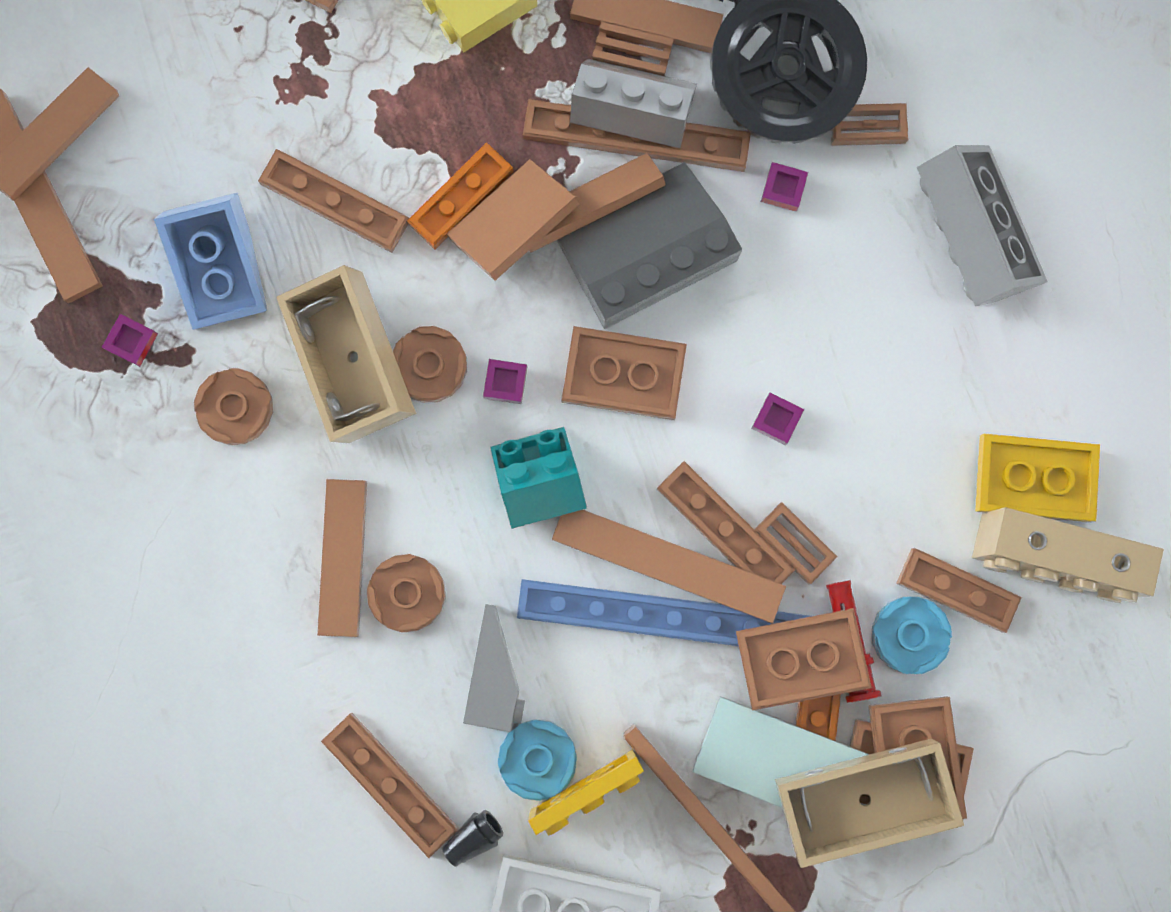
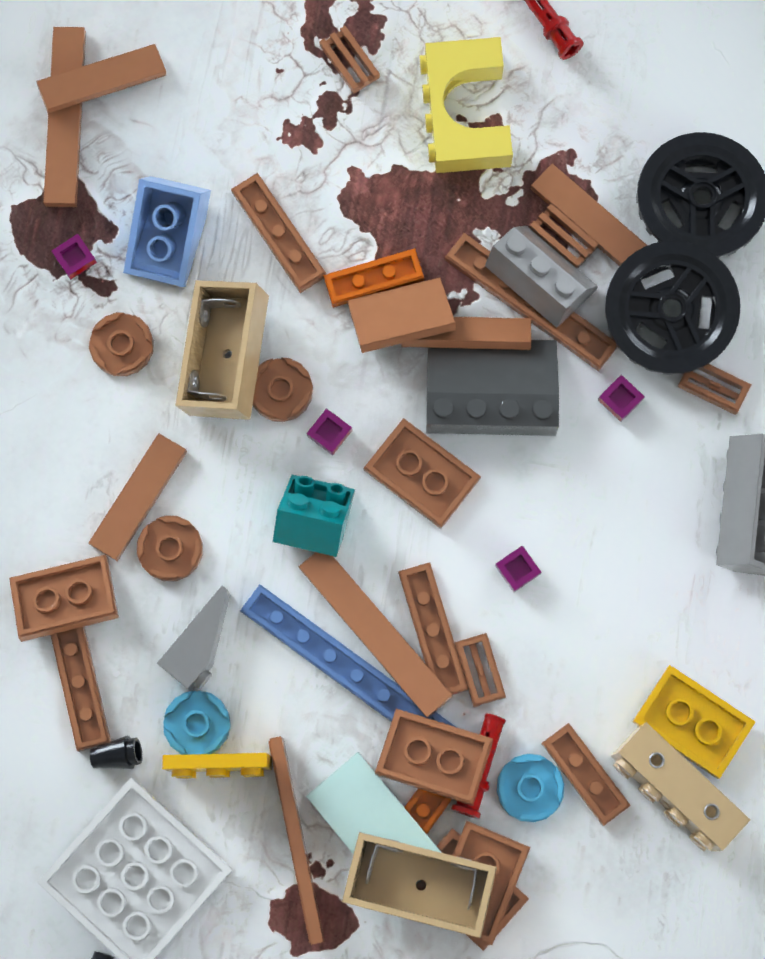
camera: 35 degrees right, 5 degrees down
(324, 707) = (63, 598): none -> nougat tile

